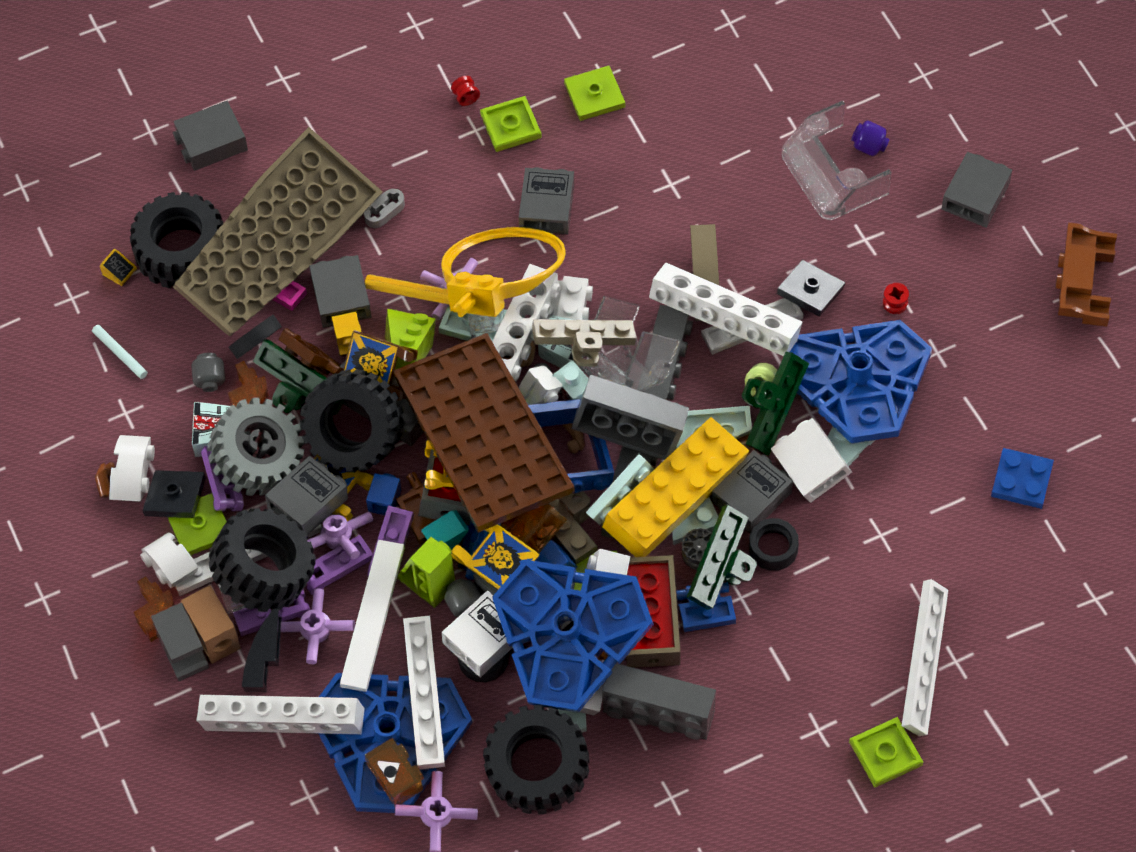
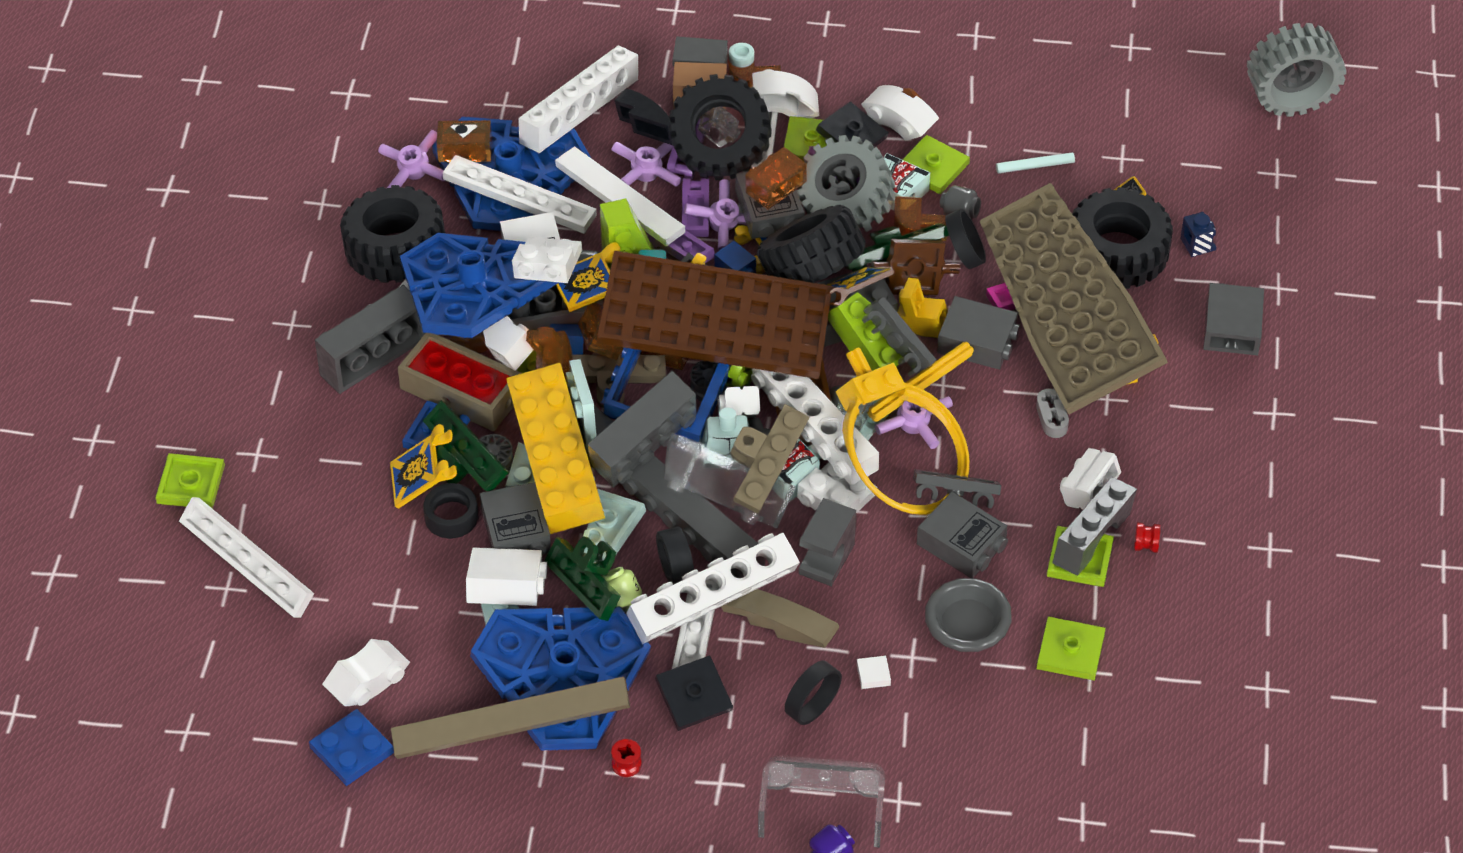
camera: 120 degrees right, 10 degrees down
(131, 192) = (1198, 234): none -> dark blue brick
(143, 612) = (741, 55): none -> light aqua tile
(169, 421) = (938, 159): none -> lime plate
(295, 482) = (776, 178): none -> clear orange brick
(407, 308) = (898, 335): none -> dark grey plate
(439, 147) = (1088, 477): none -> white brick
(505, 223) = (956, 484): none -> dark grey plate
(512, 111) = (1080, 539): none -> dark grey arch
(518, 573) = (546, 259): none -> white plate
(591, 539) = (550, 347): none -> clear orange brick
(620, 155) = (968, 615): none -> dark grey piece
(624, 268) = (828, 541): none -> dark grey piece
(705, 196) = (873, 672): none -> white tile
(708, 359) = (674, 553): none -> black tyre
(760, 584) = (418, 467): none -> flag
(767, 191) = (804, 686): none -> black tyre
(931, 375) = (510, 717): none -> dark tan tile
(962, 500) = (366, 673): none -> white brick

